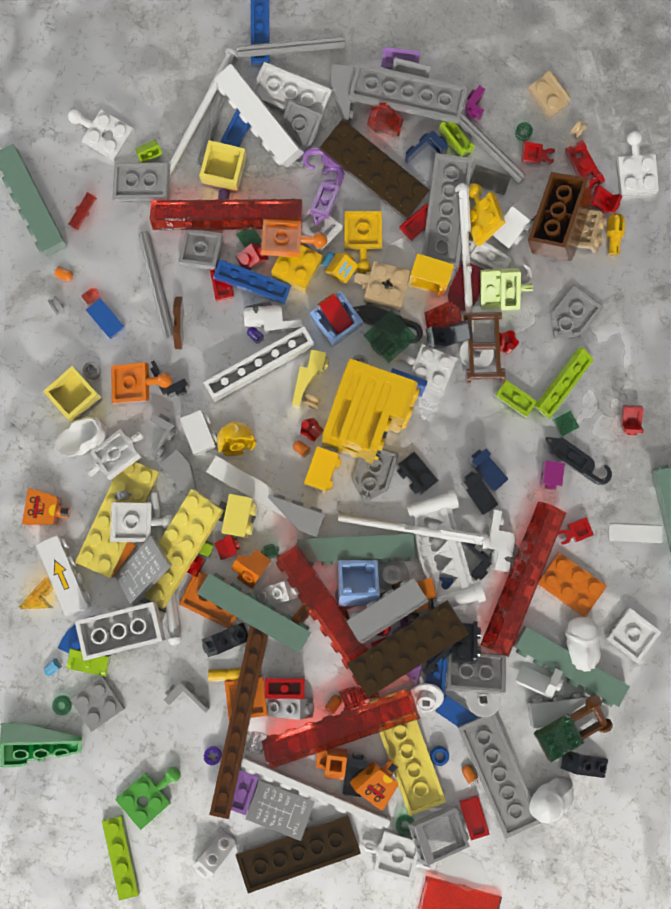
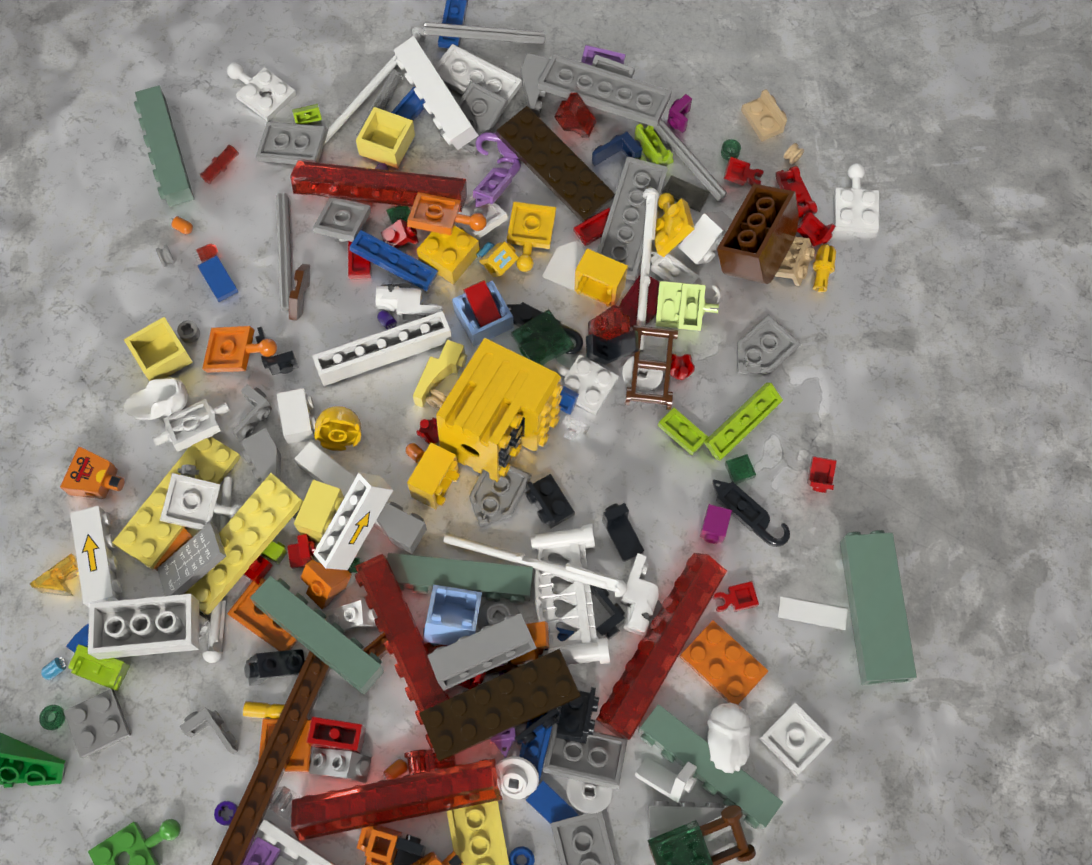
camera: 10 degrees right, 15 degrees down
(268, 523) = (353, 521): none -> white brick
(375, 282) = (545, 284): tan hinge -> none
(491, 472) = (639, 510): dark blue bracket -> none

